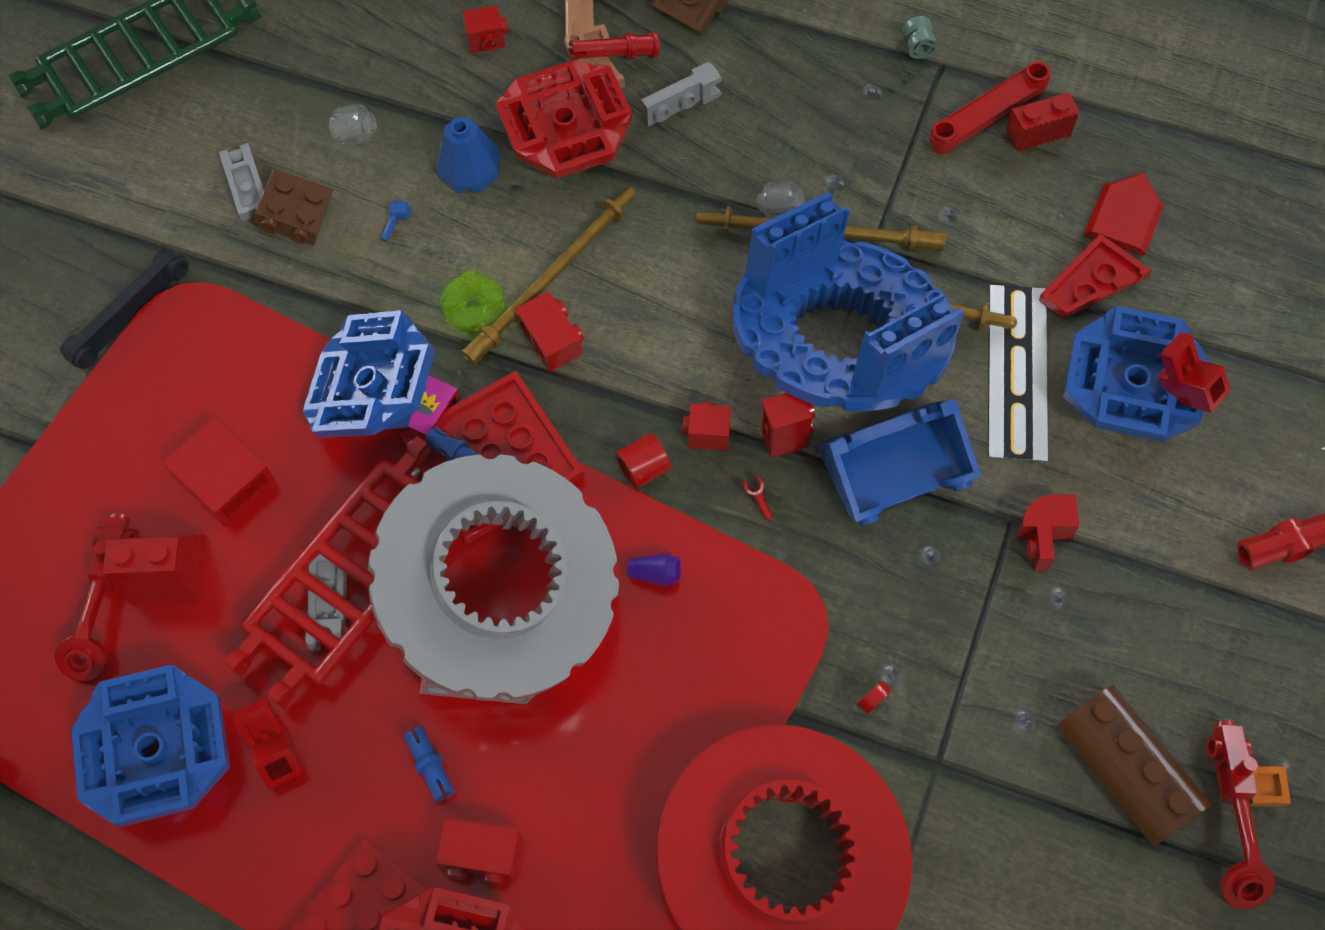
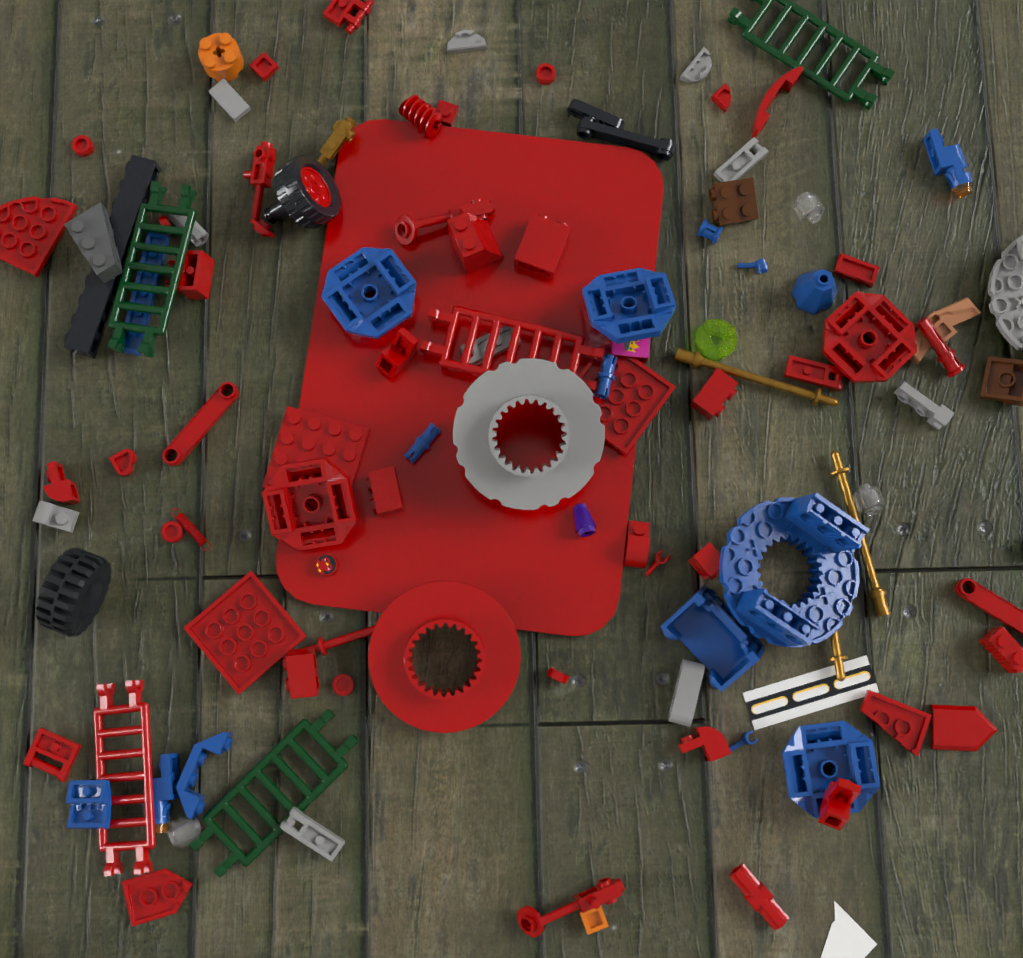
camera: 65 degrees right, 15 degrees up
(46, 349) = (581, 109): none -> black beam
(83, 184) = (698, 68): none -> light grey tile
(142, 171) = (722, 97): none -> red tile
(195, 132) = (786, 83): none -> red slope
(318, 252) = (709, 231): none -> blue bush
(466, 103) = (856, 270): none -> red tile
(485, 29) = (919, 257): red brick -> none
(578, 202) = (813, 373): none -> red plate
(643, 460) = (649, 485): red piece -> none
(707, 426) = (689, 515): red brick -> none
(722, 510) = (637, 544): none -> red brick
(964, 527) = (686, 692): none -> light grey beam
(1058, 475) = (743, 741): none -> blue hand
(1133, 765) = (575, 837): reddish brown container -> none

